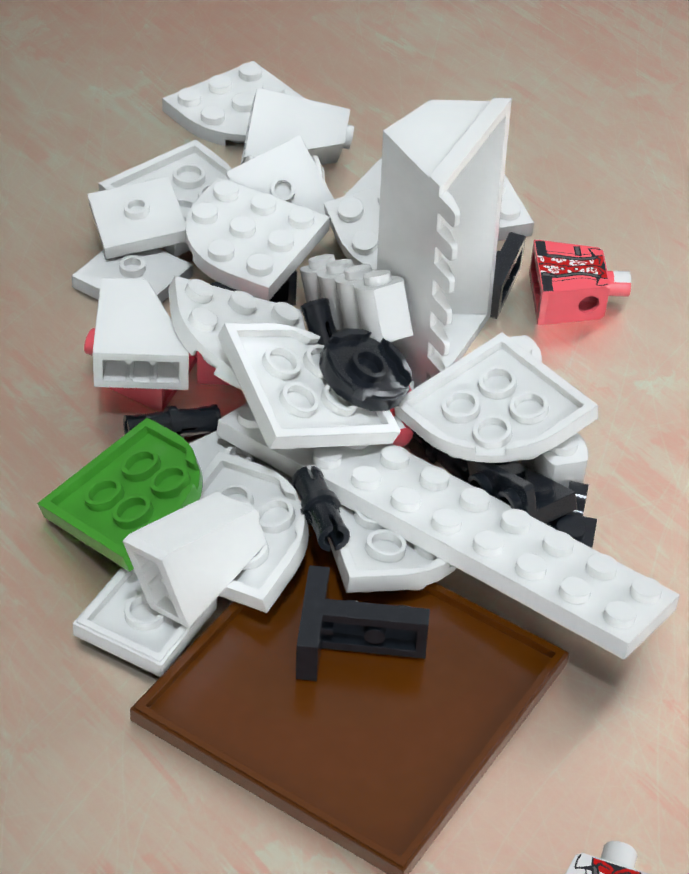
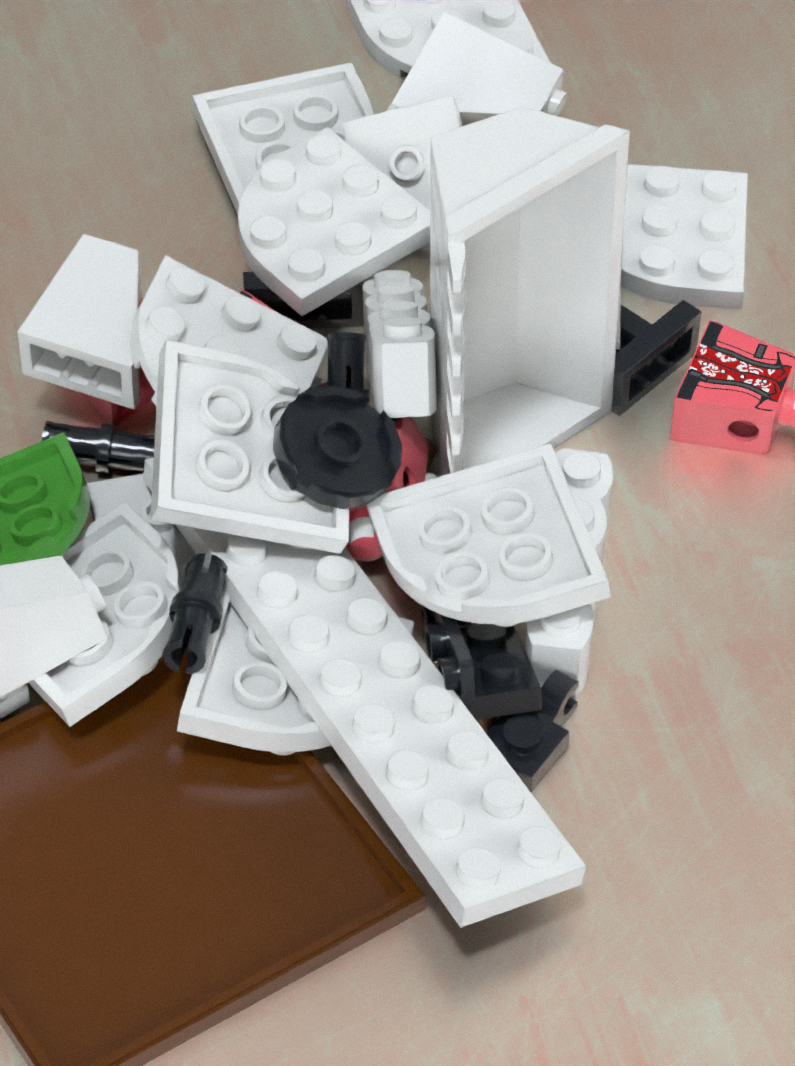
camera: 25 degrees right, 5 degrees up
(137, 217) = (206, 154): white plate -> none
(154, 265) = (173, 221): white plate -> none
(354, 626) = (136, 761): black bracket -> none

